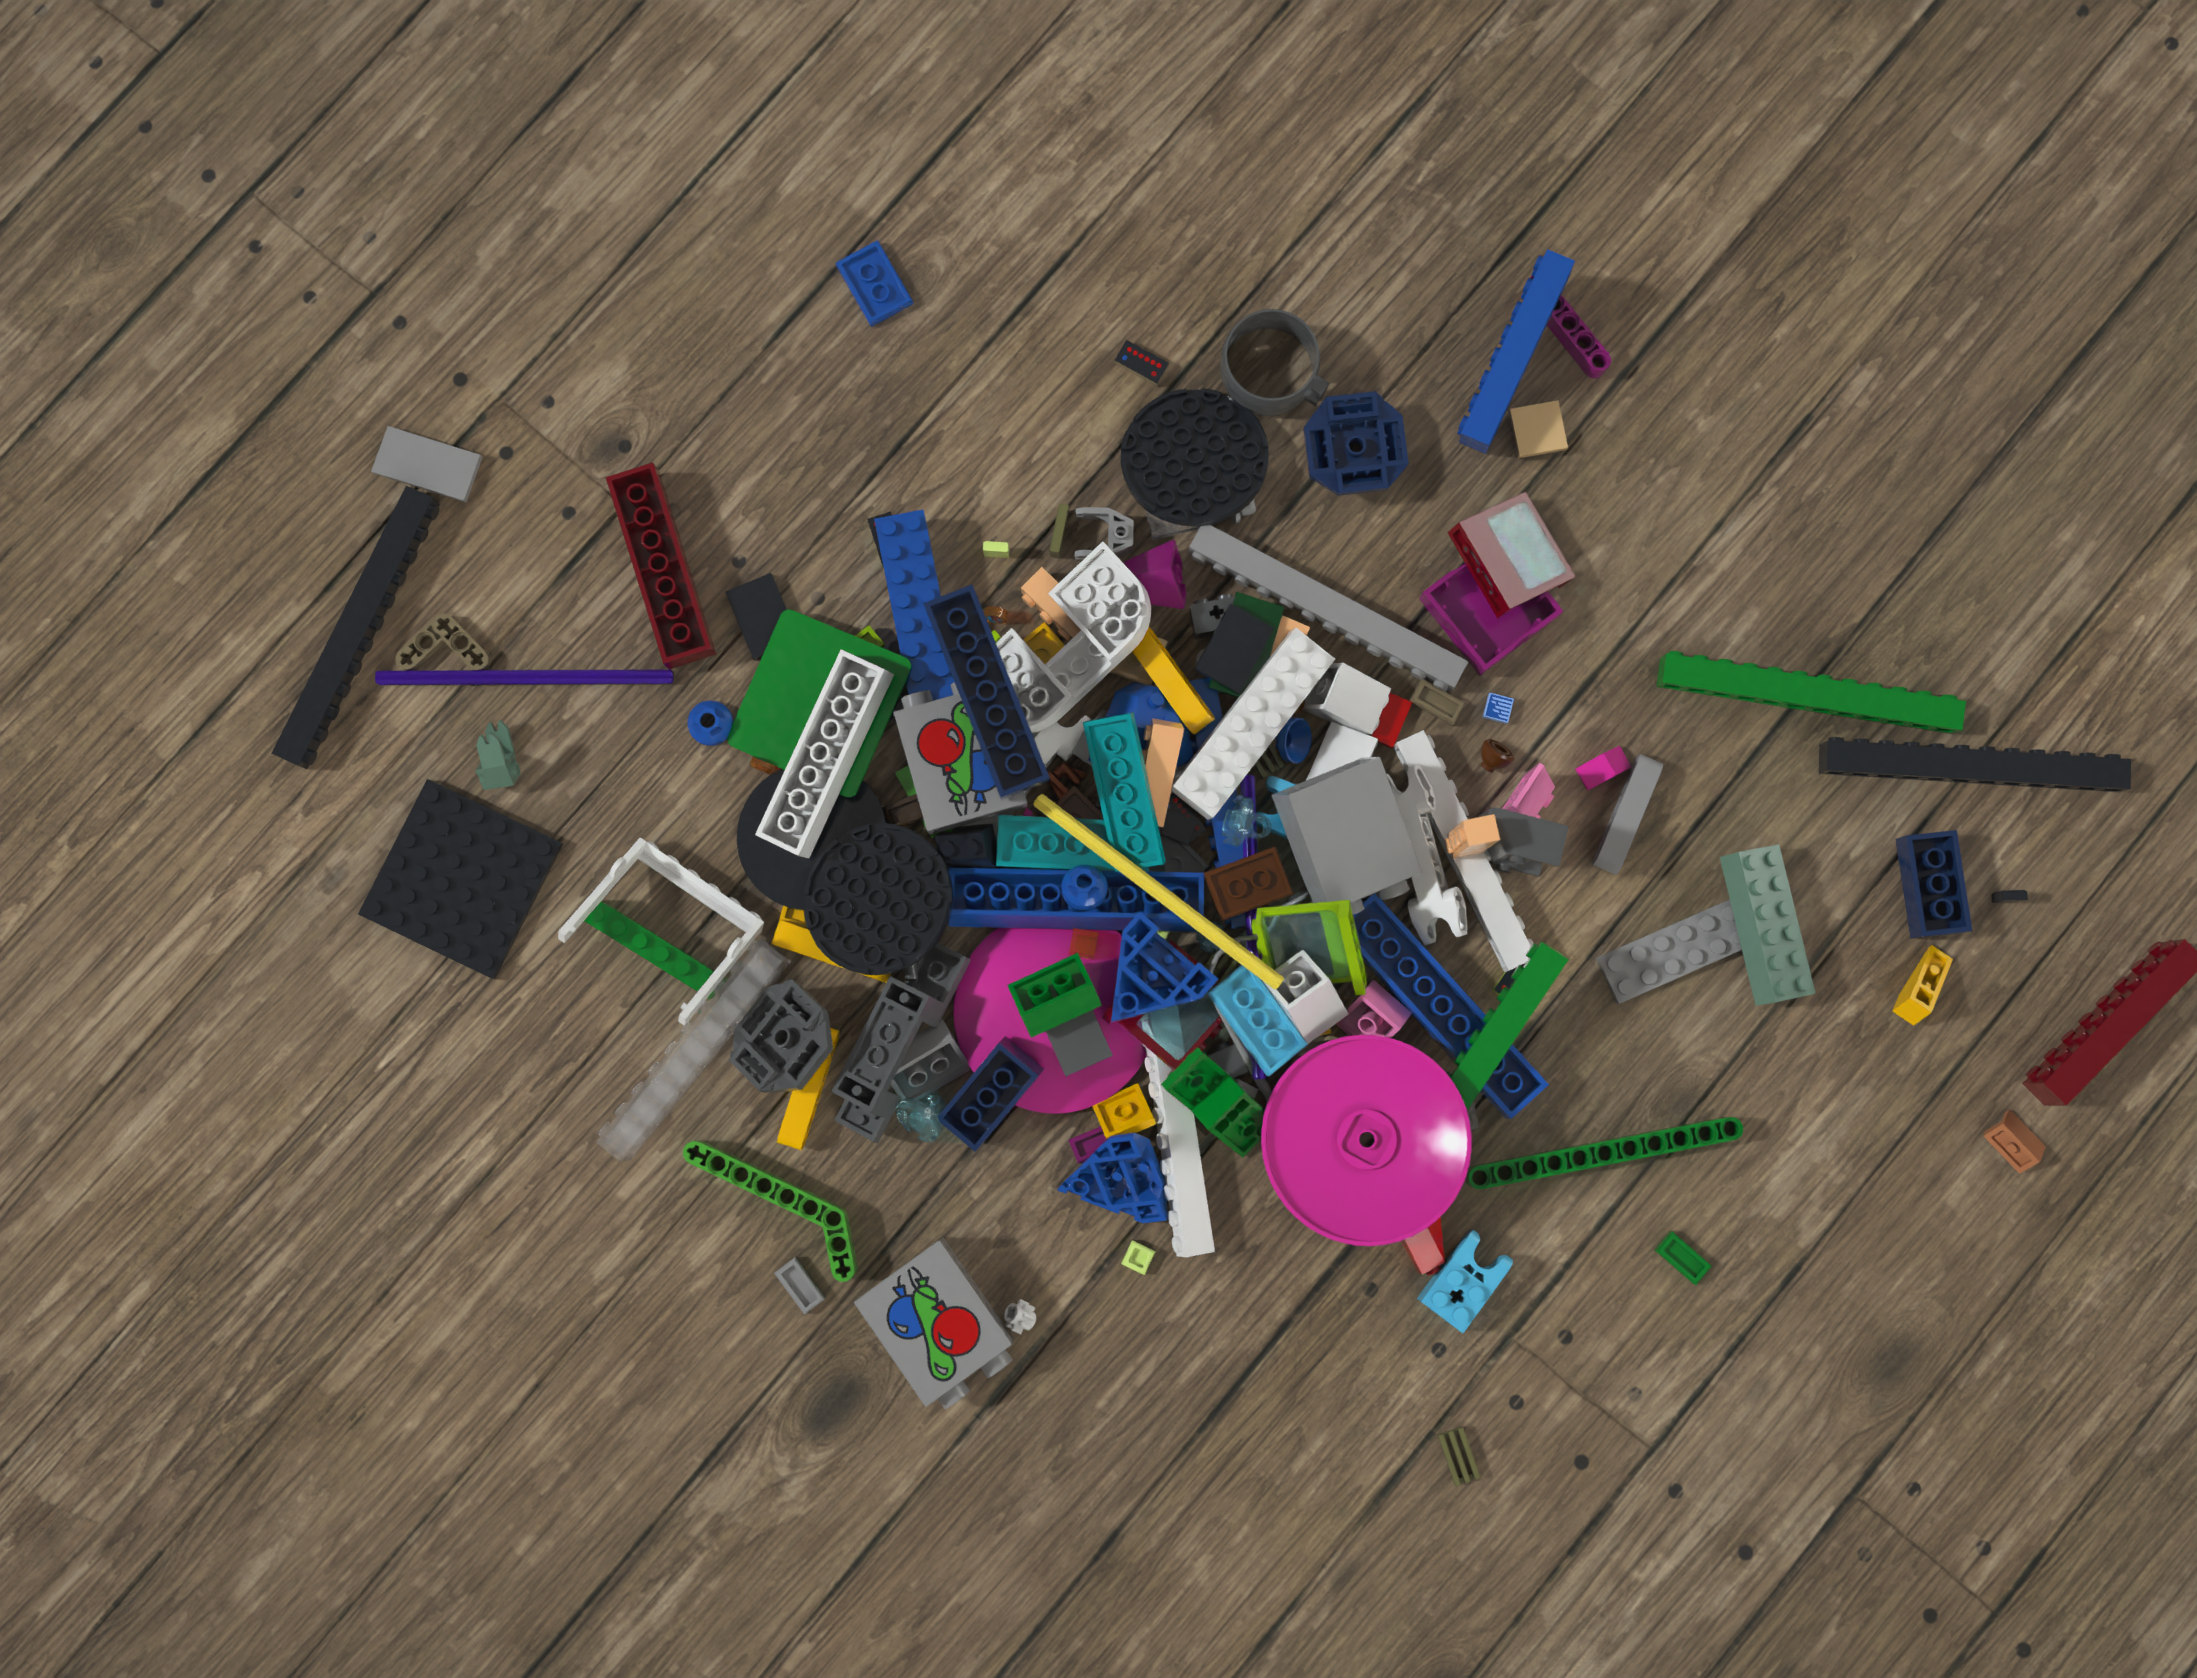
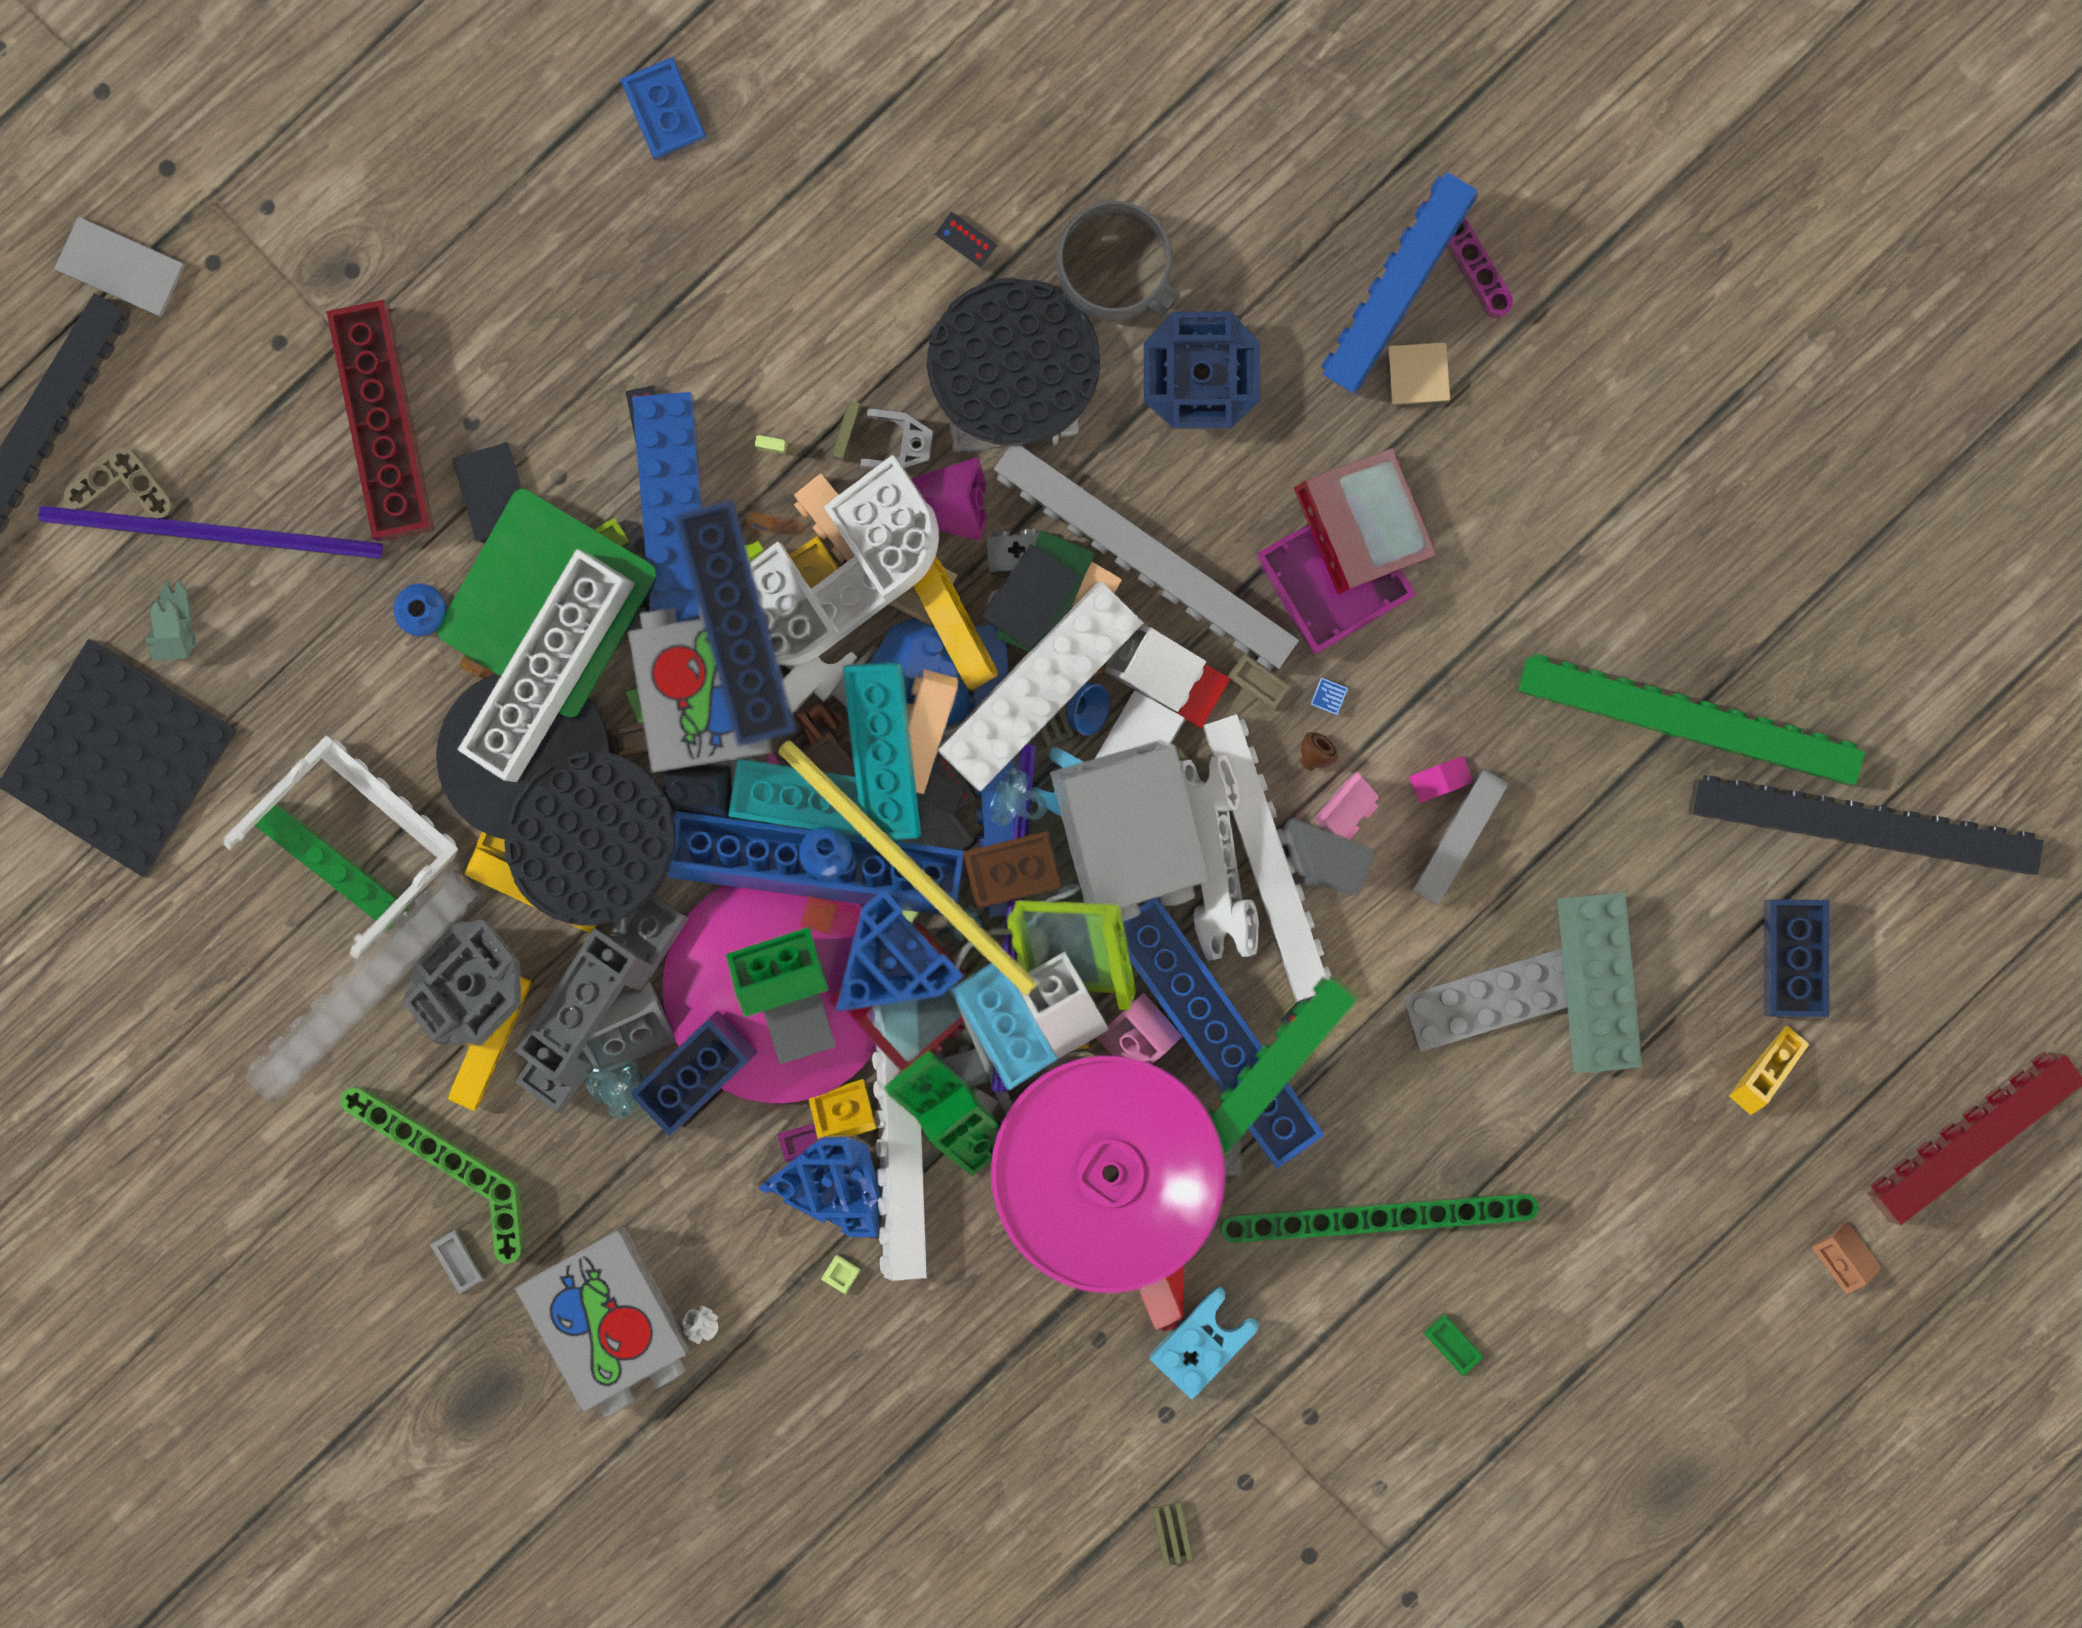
camera: 10 degrees right, 5 degrees up
(1472, 836) = (1268, 848): light nougat brick -> none
(2009, 896) = (1883, 980): black tile -> none

